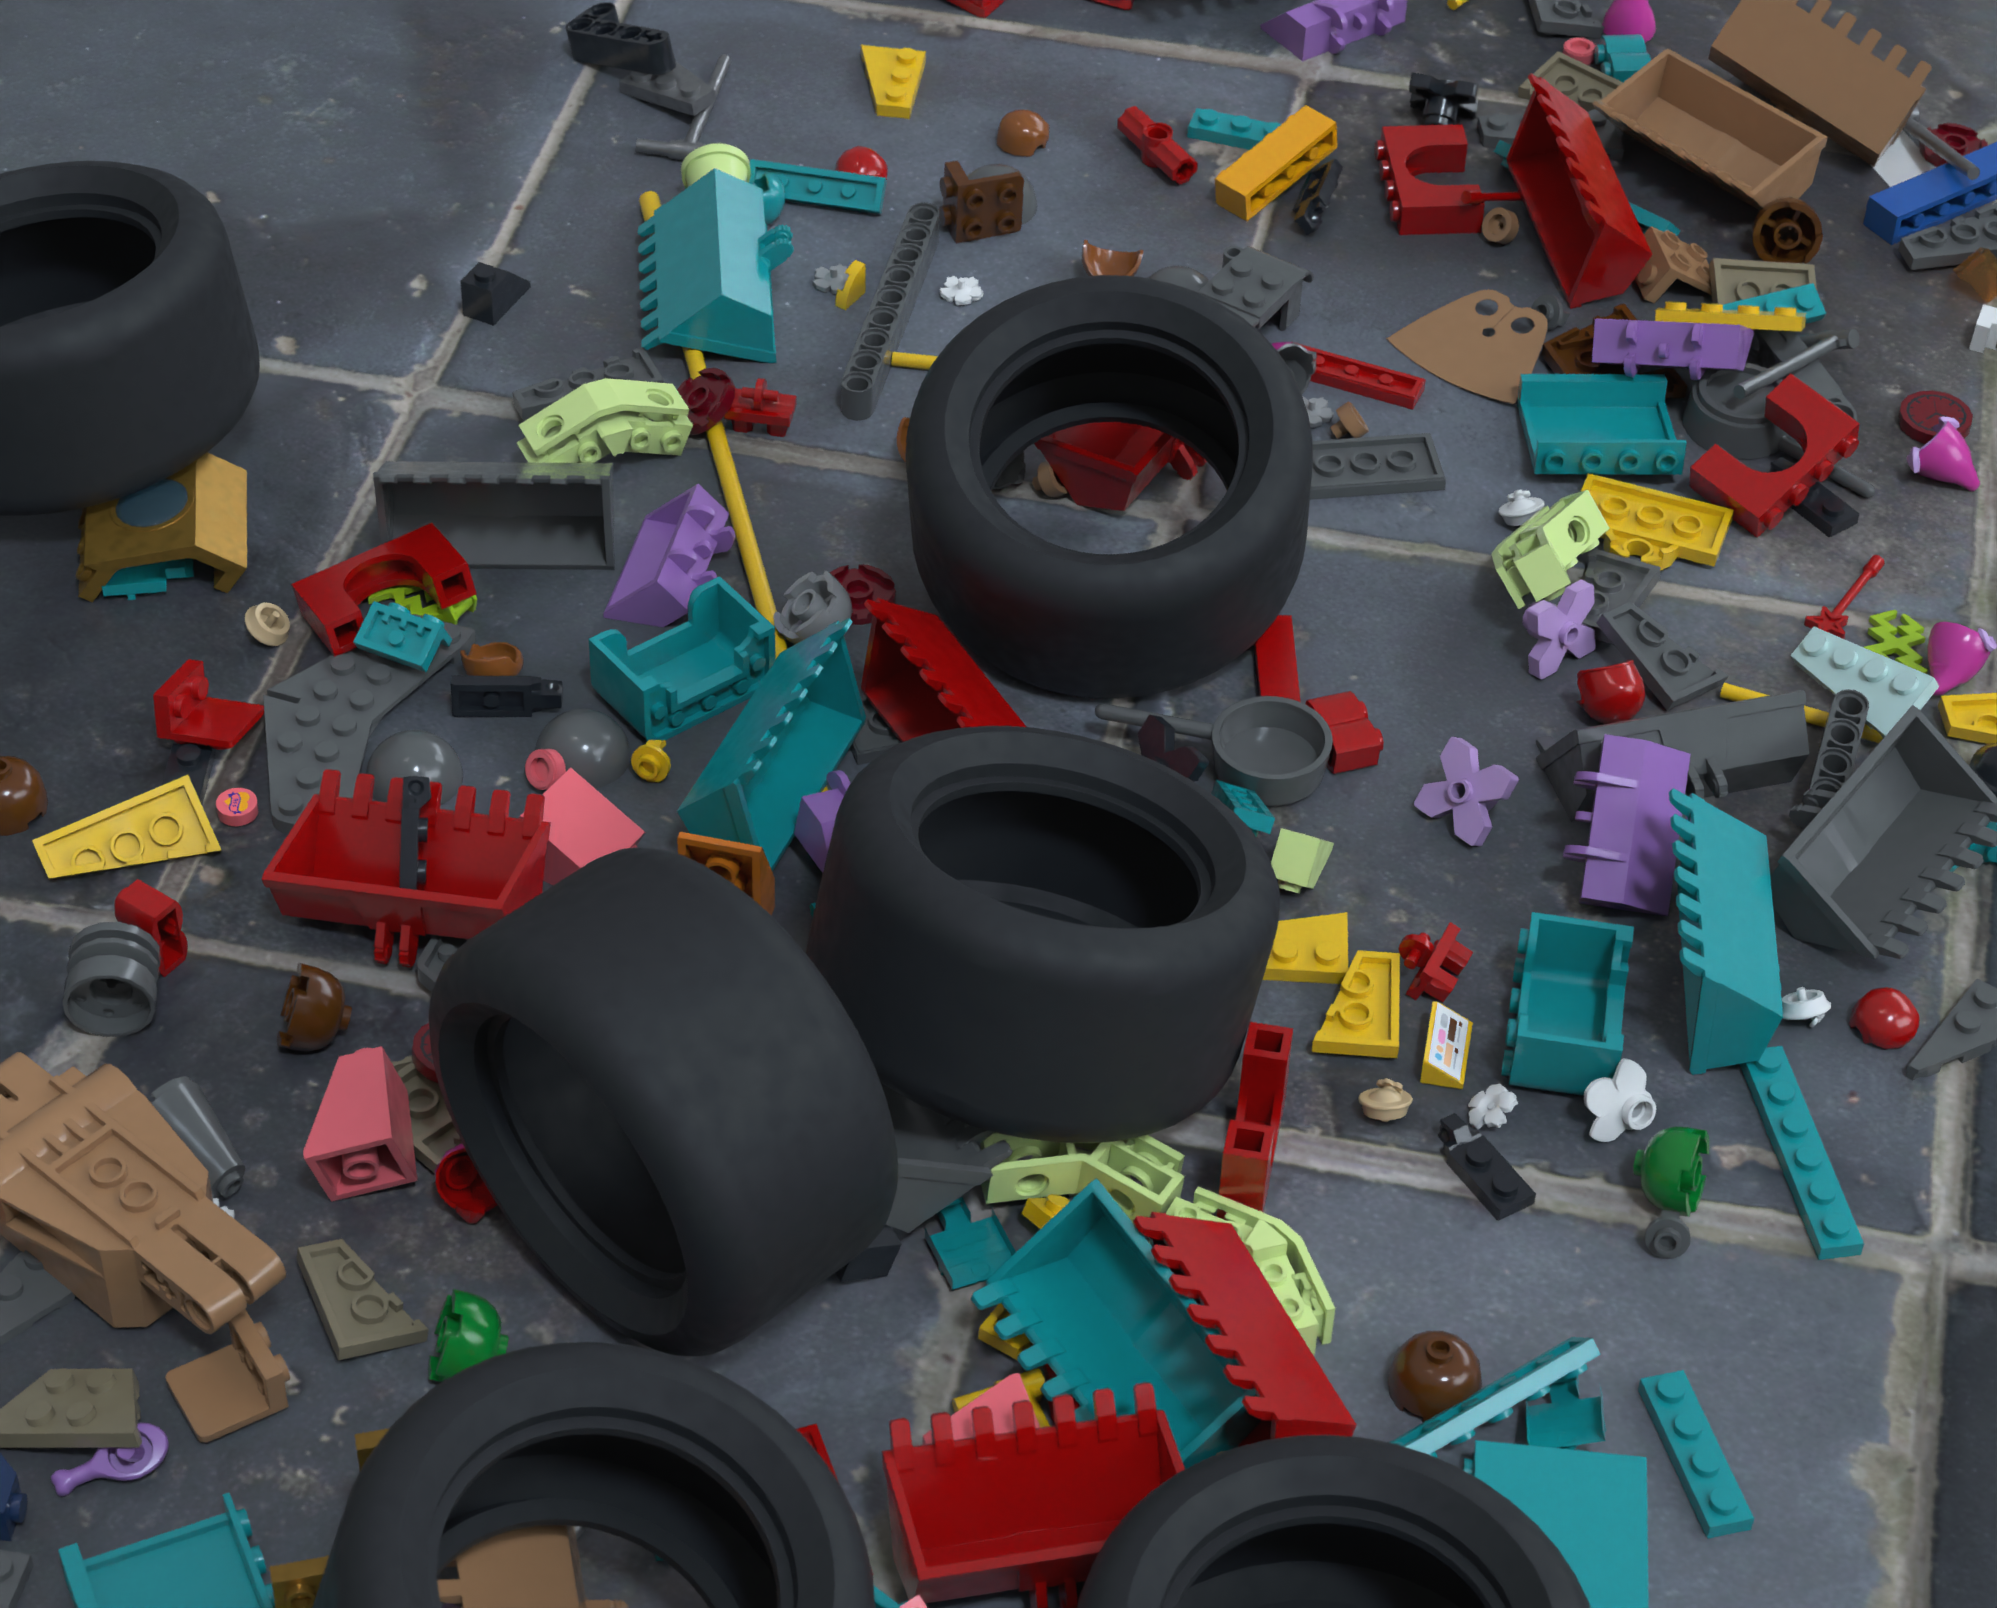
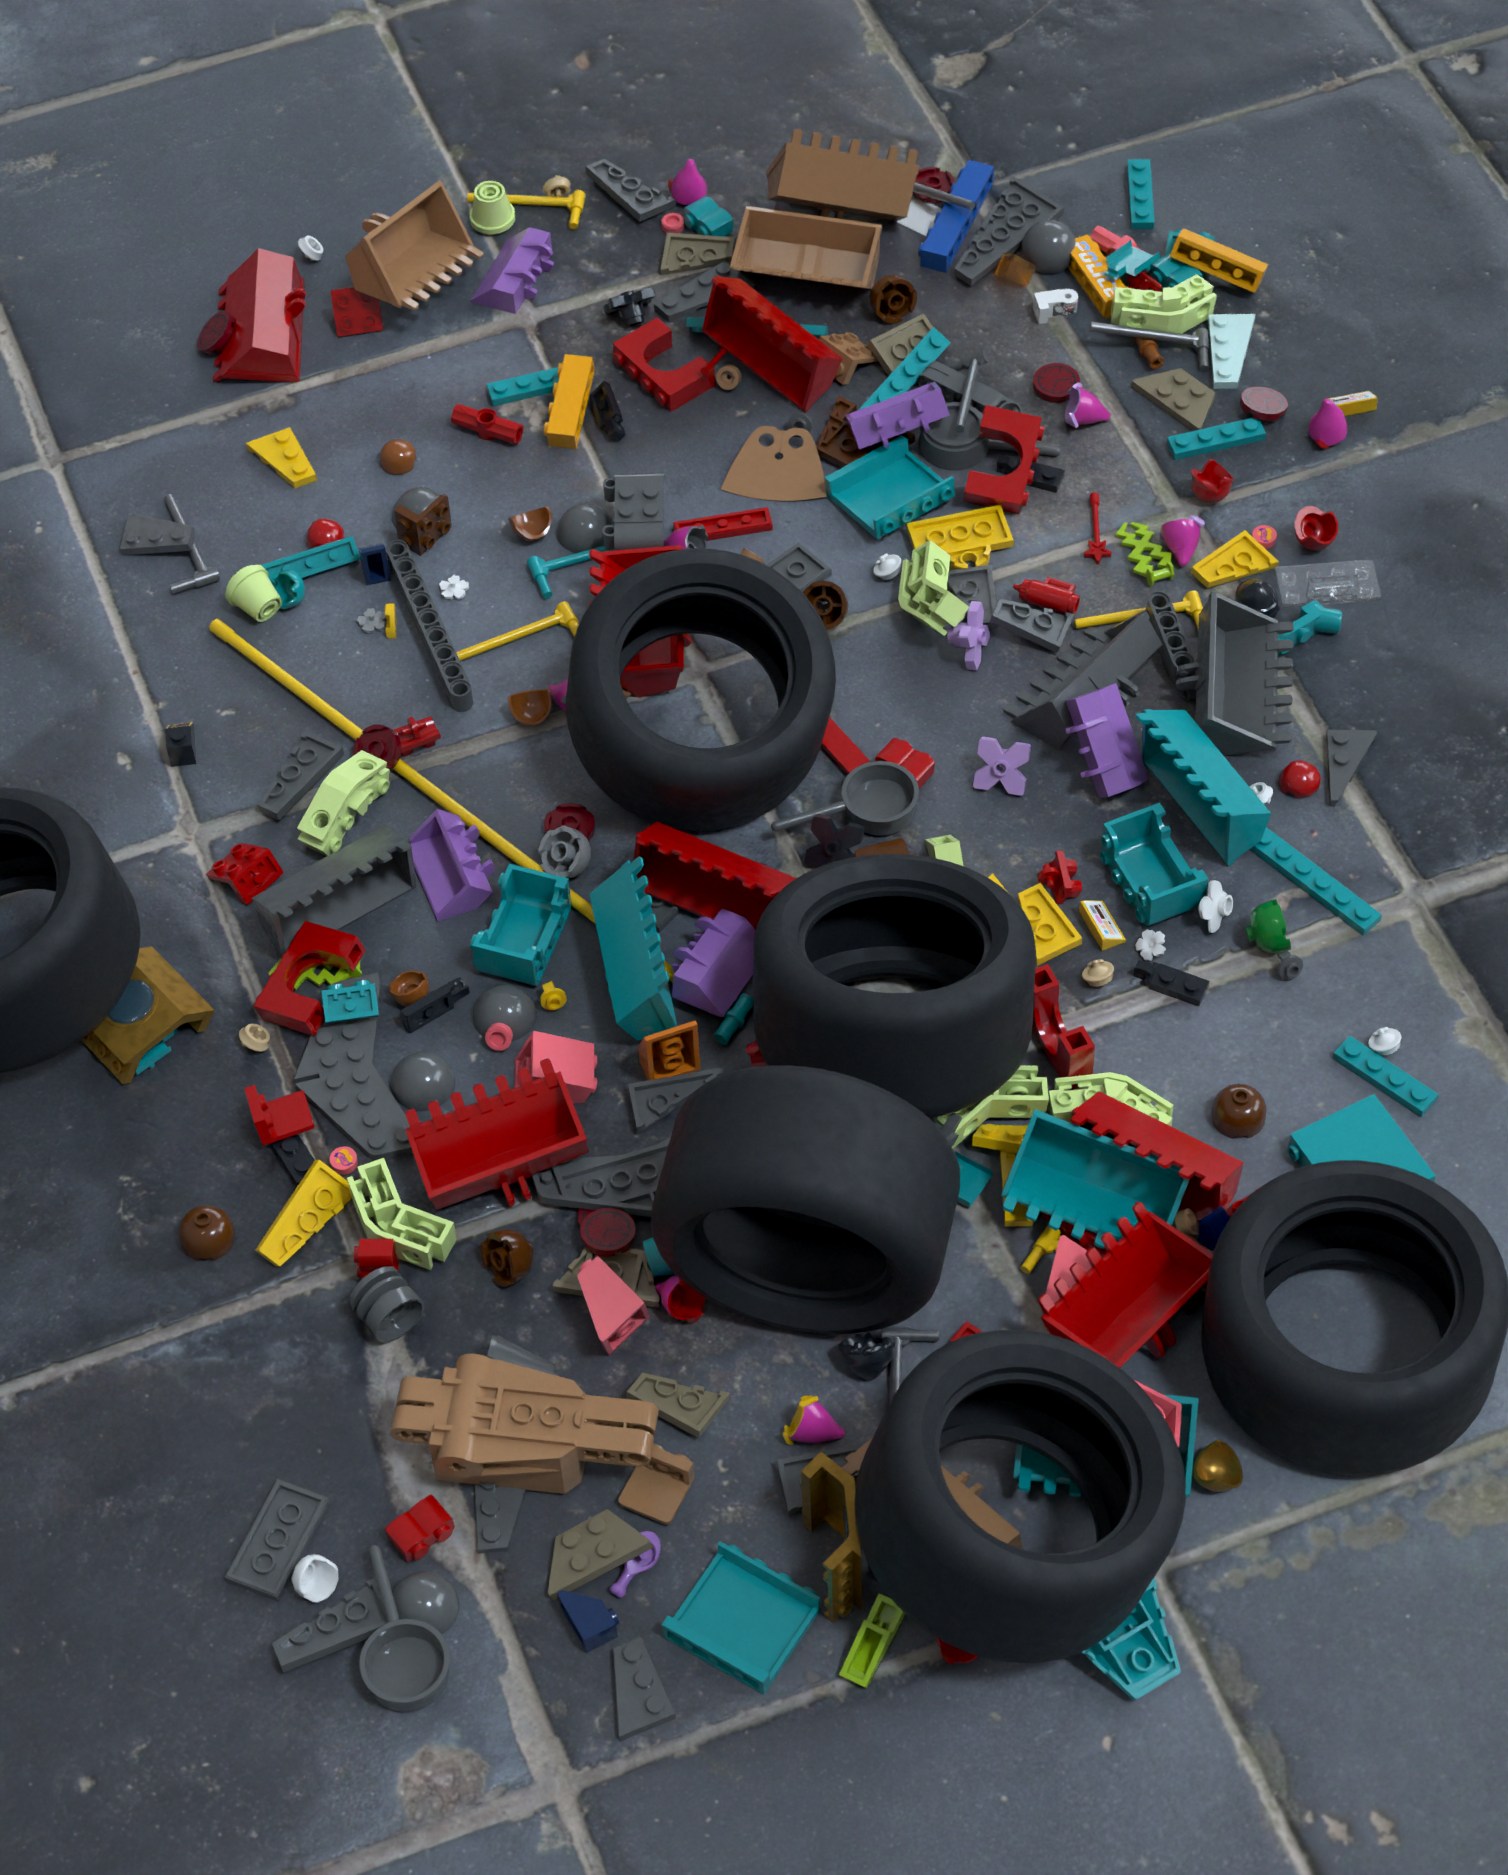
camera: 30 degrees left, 10 degrees up
(223, 862) = (409, 1227): none -> yellowish green brick
(413, 831) = (487, 1120): black hinge -> none
(442, 444) = (247, 870): none -> red bracket
(466, 1335) = (758, 1387): green cylinder -> none
(602, 40) = (103, 524): black beam -> none
(712, 269) = (308, 656): teal piece -> none
(883, 215) = (374, 564): none -> dark blue slope
(1245, 805) = (905, 844): teal plate -> none
(1391, 505) = (836, 599): none -> reddish brown cylinder
(1496, 1399) = (1277, 1114): teal plate -> none
(1567, 1419) = (1318, 1095): teal piece -> none
(1611, 692) = (1029, 662): red helmet -> none
(1719, 642) = (1049, 594): none -> red piece
(1730, 1404) = (1385, 1041): none -> white hat
(1746, 315) = (919, 377): yellow wing -> none
(1884, 682) = (1148, 576): light aqua wing -> none

